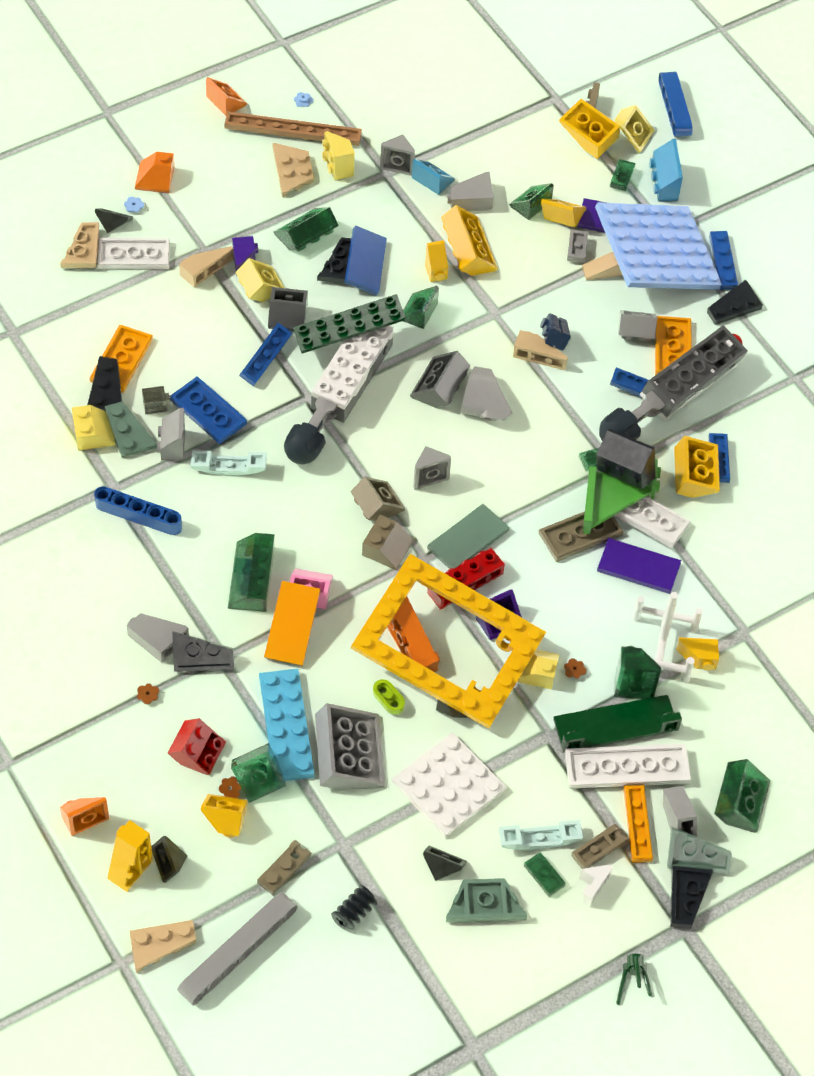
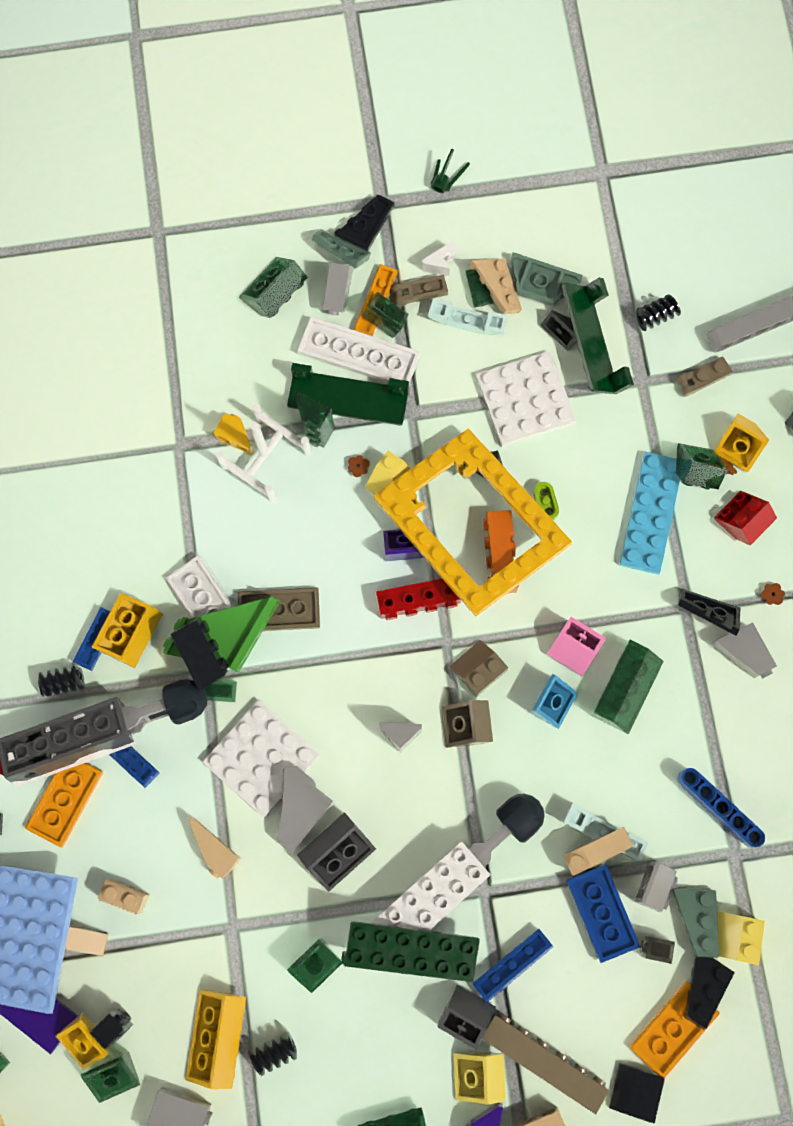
camera: 150 degrees left, 20 degrees up
(137, 309) = (636, 1093): none -> black slope
(215, 304) = (546, 1064): none -> dark tan brick
(233, 441) = (598, 851): none -> tan slope
(292, 623) = (611, 606): light orange tile -> none
(311, 540) = (554, 702): none -> dark azure slope
(336, 266) = (375, 1068): black wing -> none
(349, 748) = (604, 462): light grey slope -> none
(365, 260) = (346, 1059): blue tile -> none
(410, 855) = (590, 339): none -> dark green bracket
(416, 248) = (273, 1055): none -> black piece
(436, 261) = (269, 1016): yellow slope -> none
(468, 537) = (393, 646): sand green tile -> none
(526, 880) = (499, 282): none -> tan wing
(537, 425) = (254, 757): none -> white plate
(547, 219) = (112, 1028): none -> black brick
(555, 331) = (184, 859): dark blue brick -> none
(577, 246) = (94, 983): light grey plate -> none
(588, 298) = (123, 896): none -> tan brick
(620, 804) = (385, 315): none -> clear green slope
(637, 325) = (87, 842): light grey slope -> none
(639, 565) = (241, 550): dark purple tile -> none
(727, 417) = (61, 681): none -> black piece

